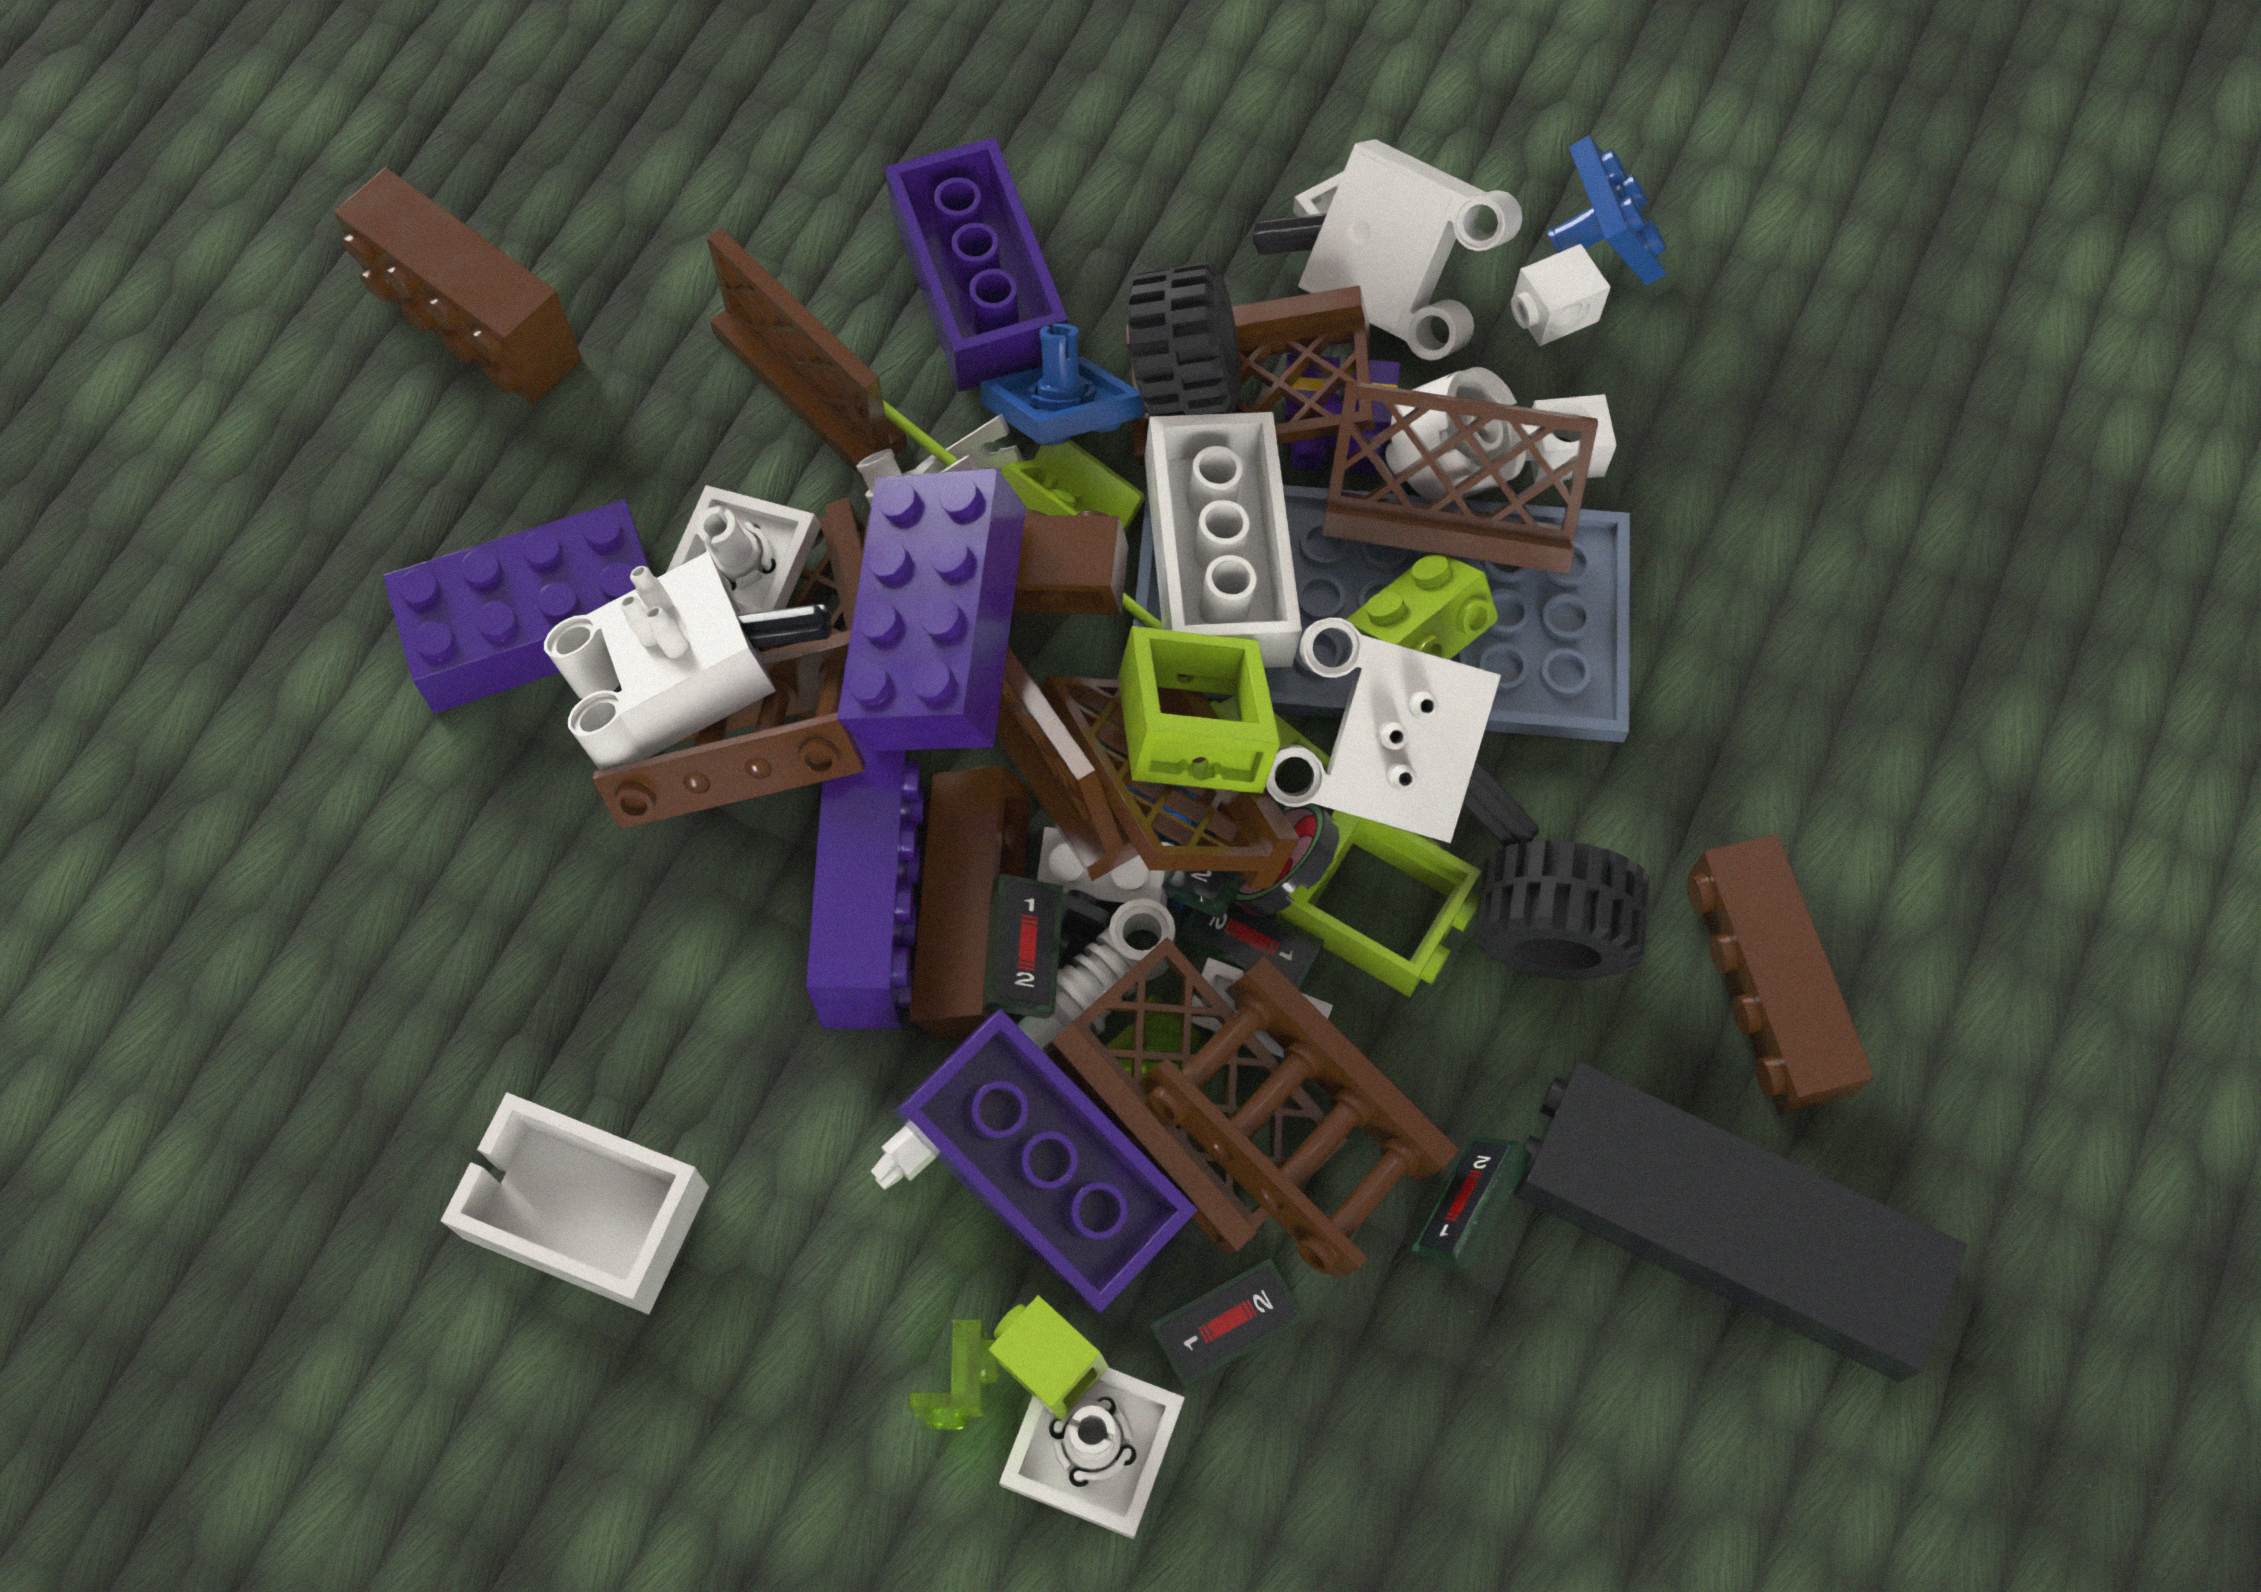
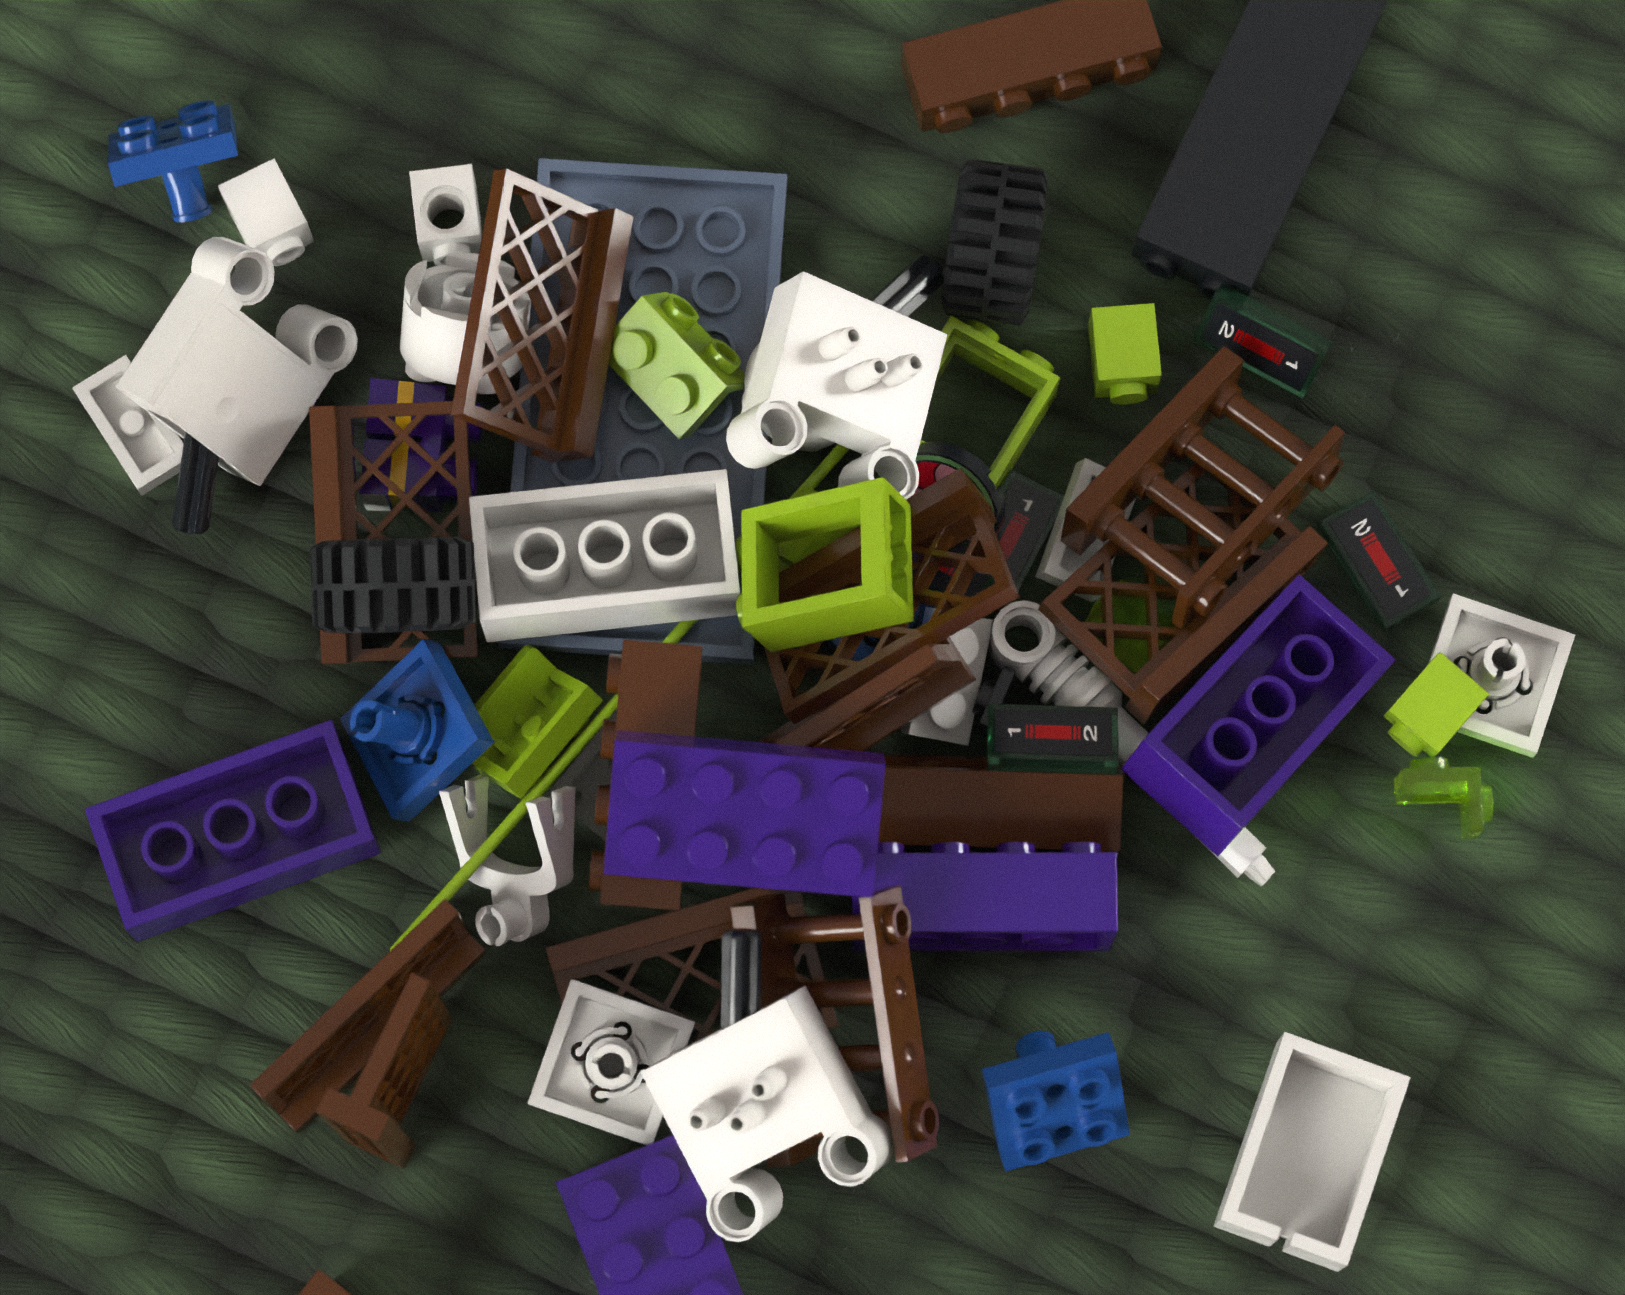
camera: 90 degrees left, 10 degrees up
(661, 949) = (1055, 1098): none -> blue plate
(707, 351) = (391, 1076): none -> reddish brown fence
(1452, 1056) = (1124, 352): none -> lime brick

